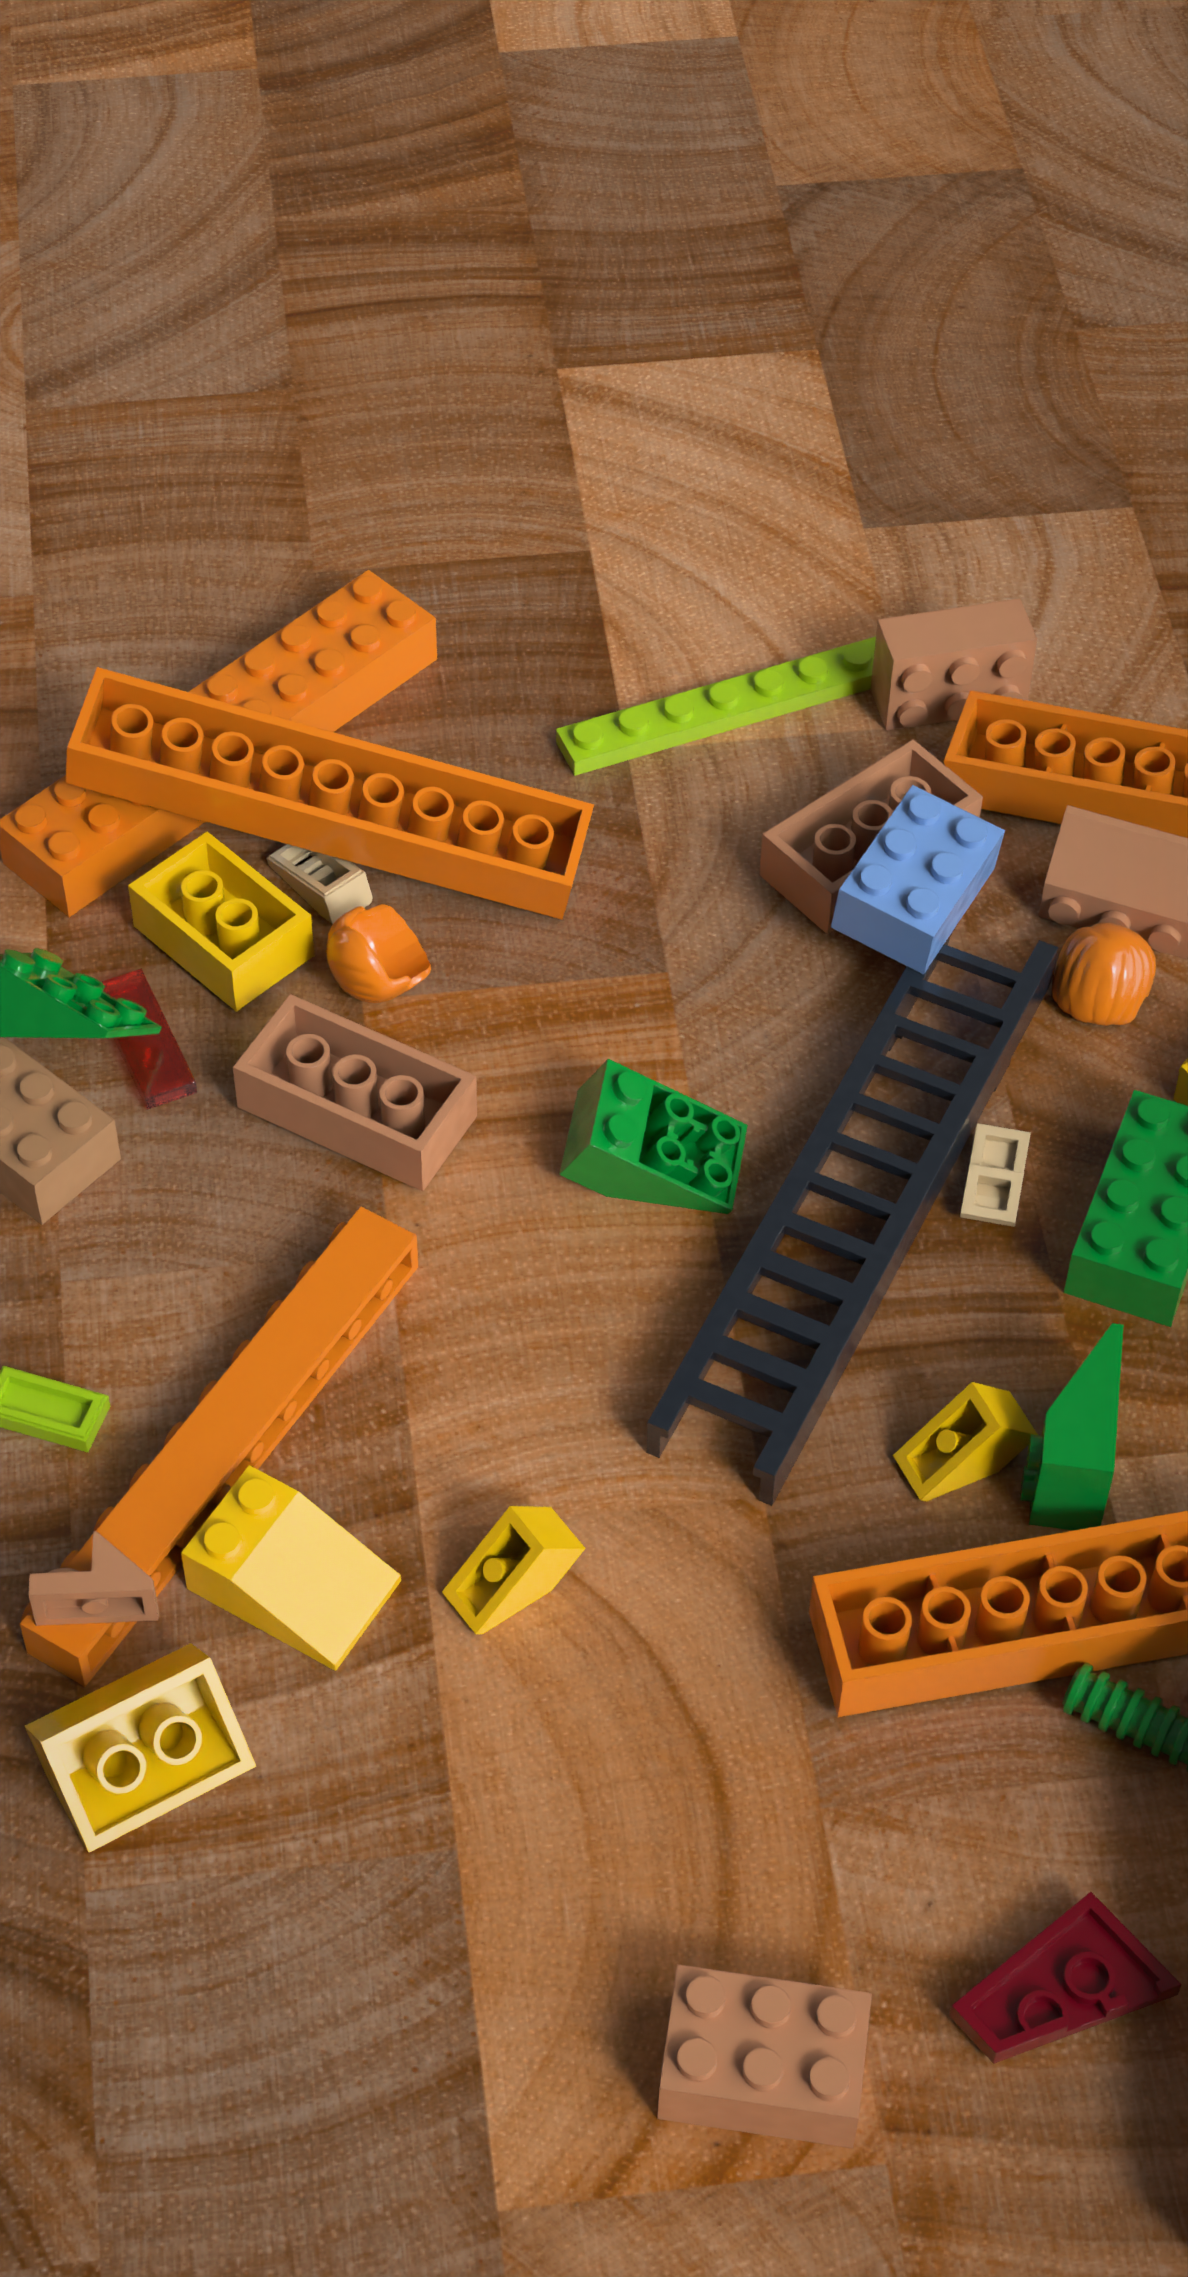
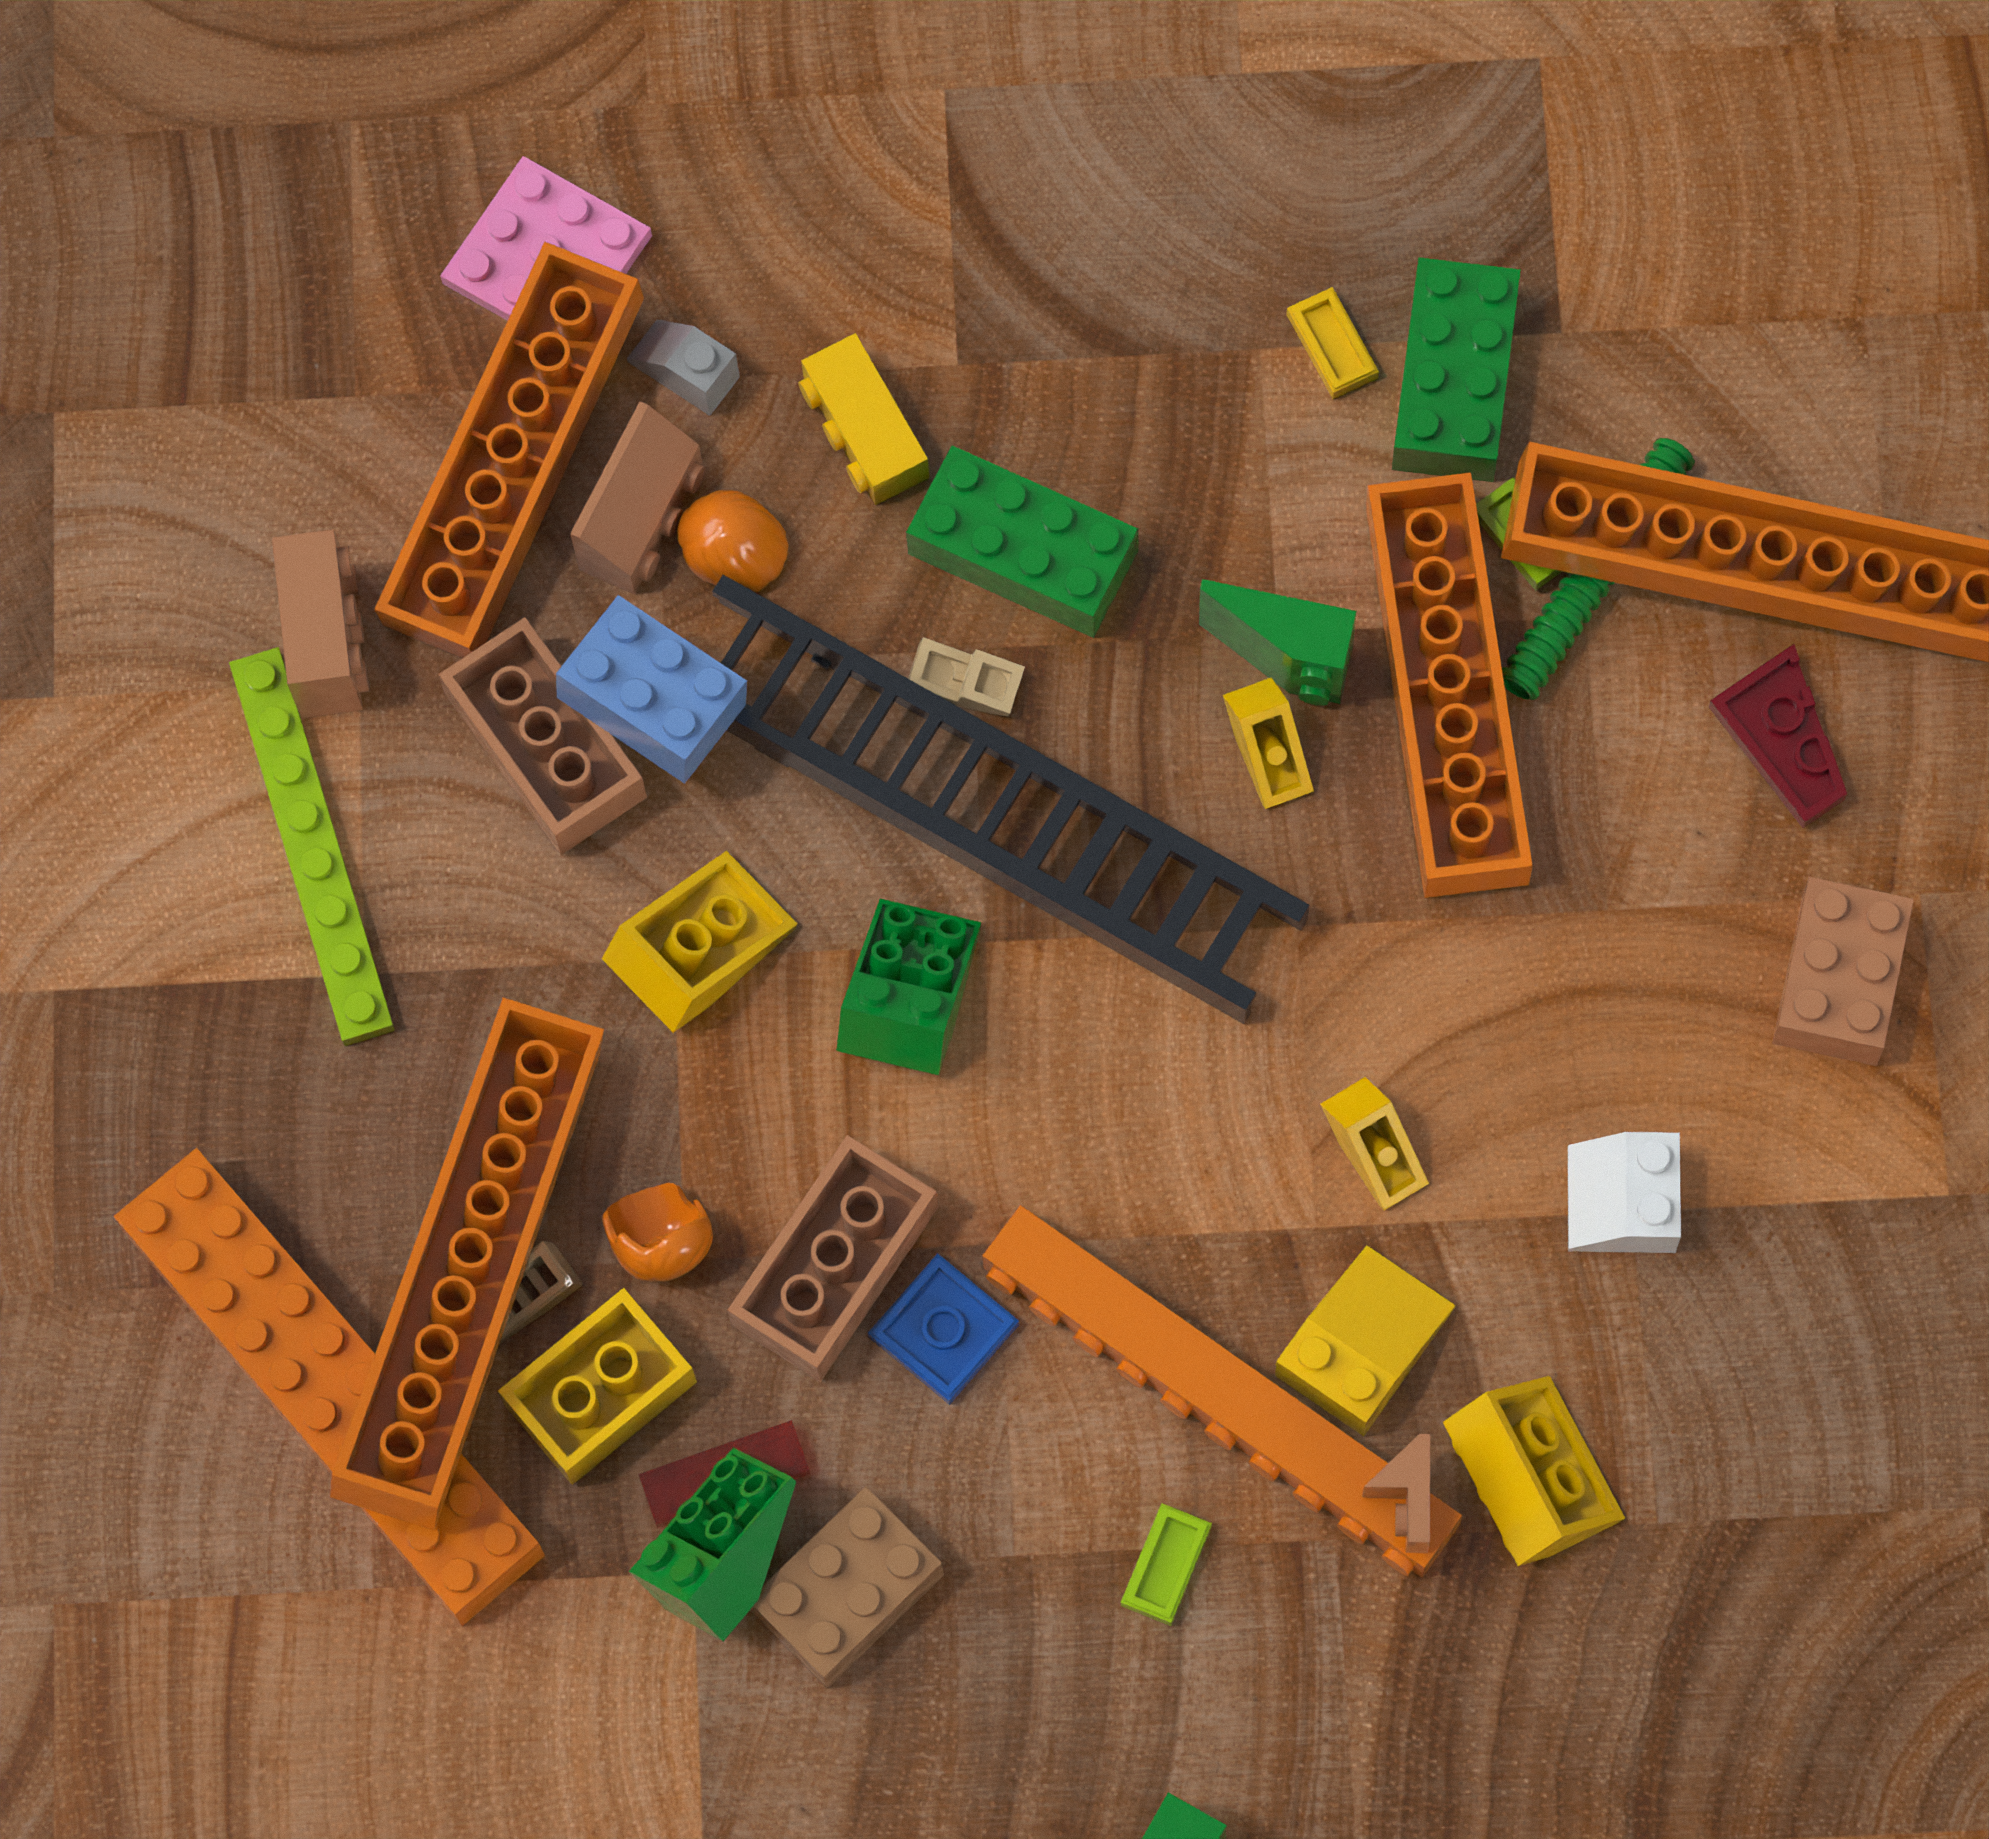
camera: 80 degrees left, 20 degrees up
(294, 1203) = (943, 1329): none -> blue tile
(469, 1835) = (1625, 1193): none -> white slope
(682, 974) = (697, 940): none -> yellow slope

